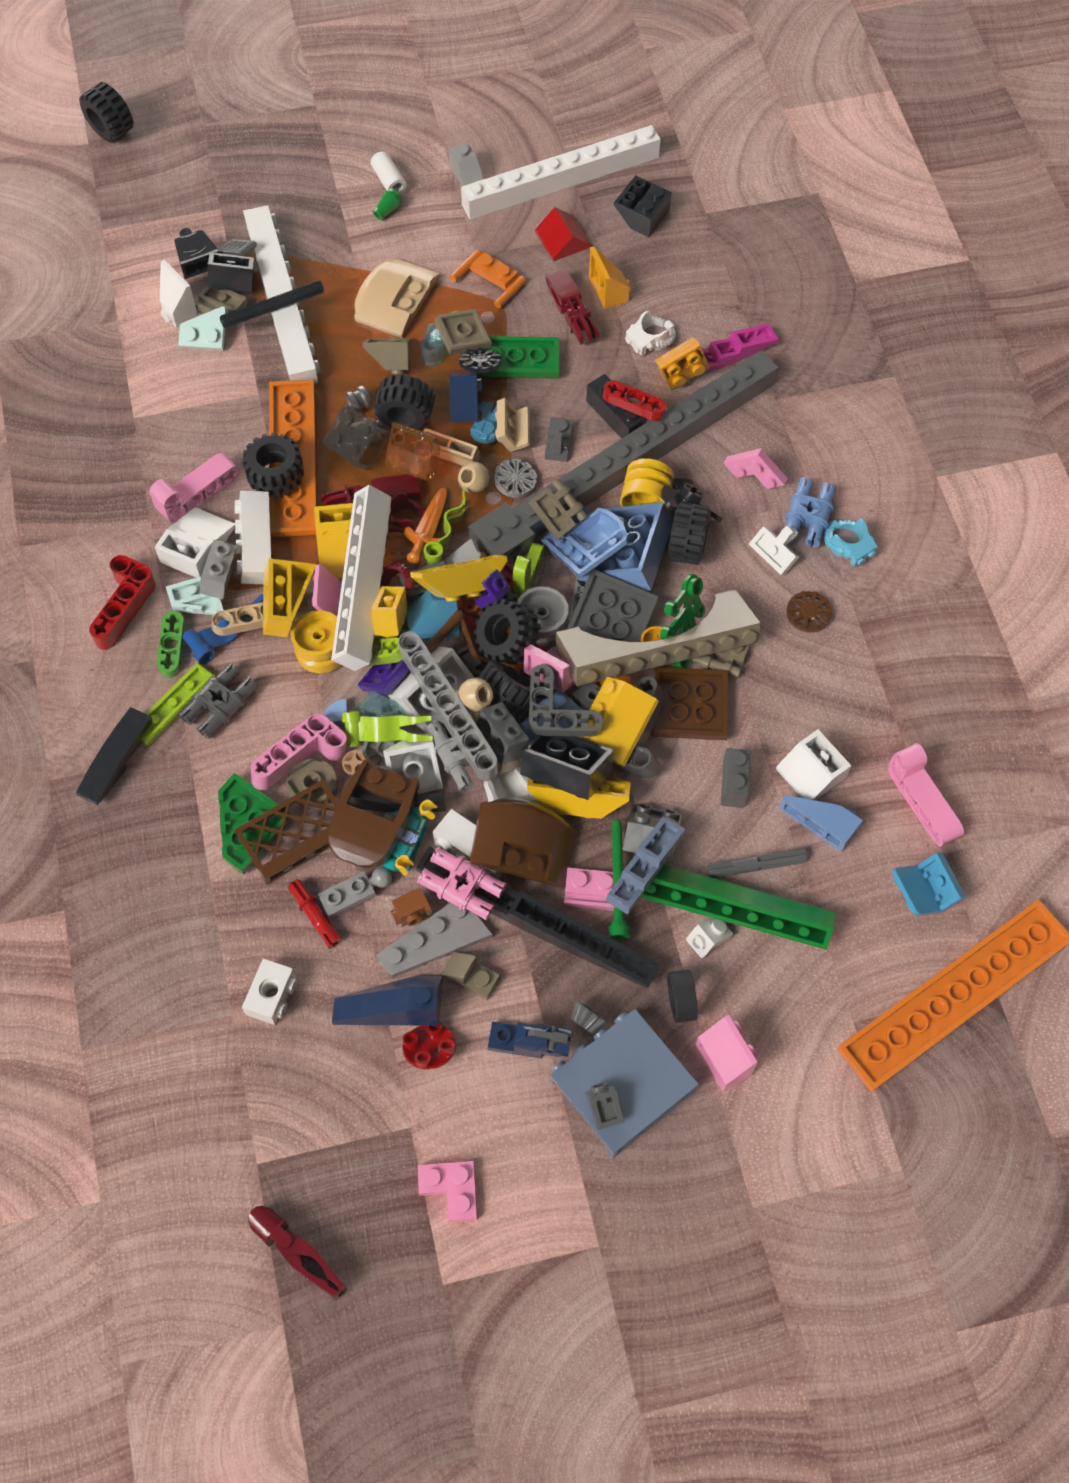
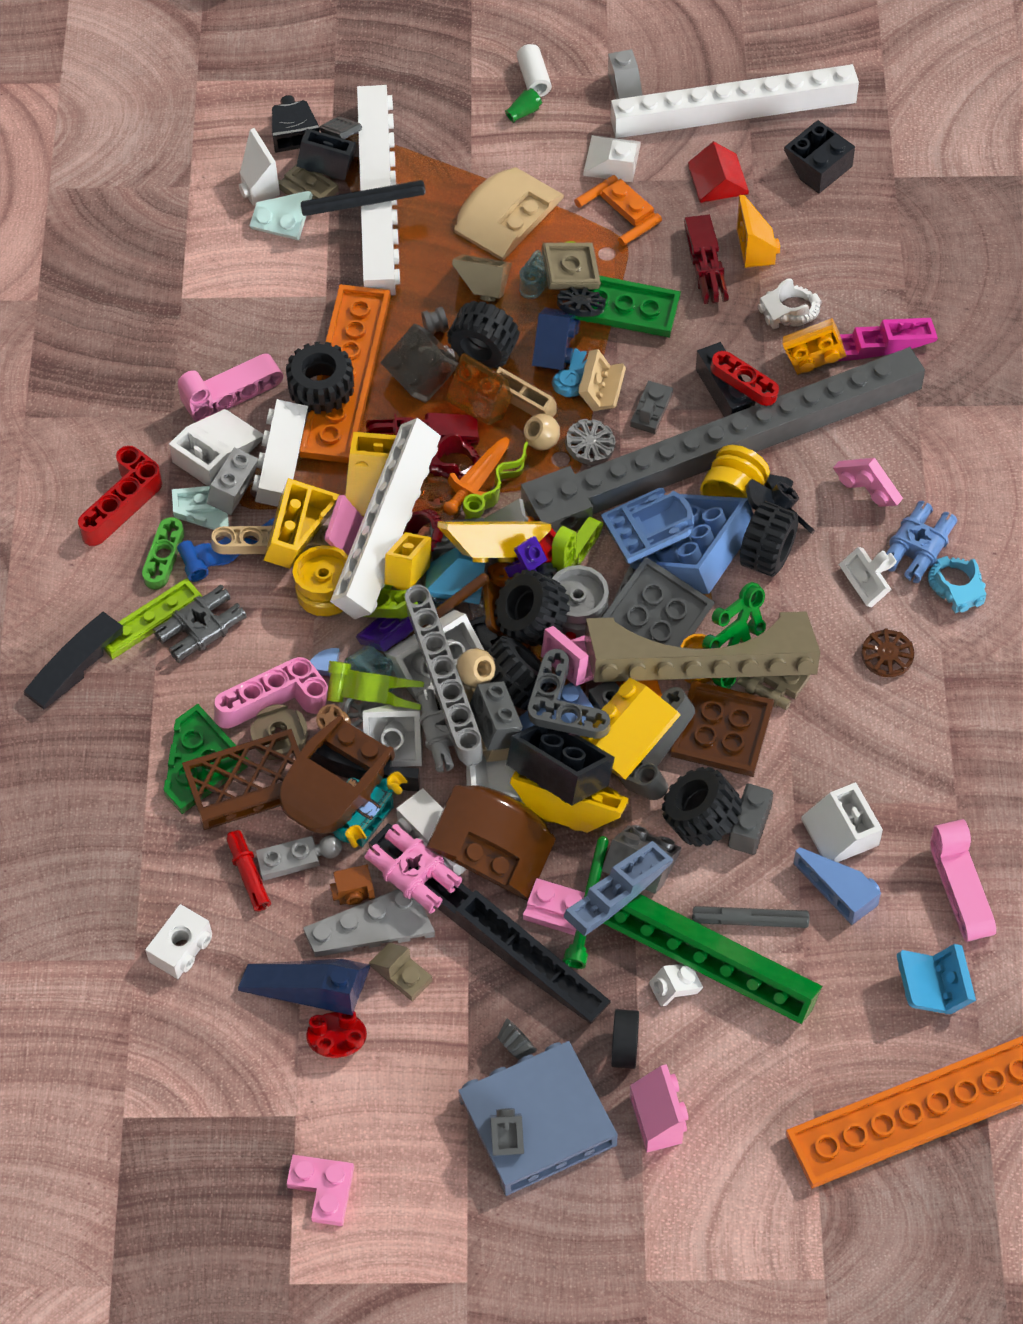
camera: 15 degrees right, 5 degrees down
(271, 1229) = (125, 1187): dark red arm -> none
(471, 235) = (612, 157): none -> white slope
(529, 1039) = (446, 1050): dark blue plate -> none
(552, 512) = (617, 486): dark tan plate -> none
(705, 787) = (701, 806): none -> black tyre

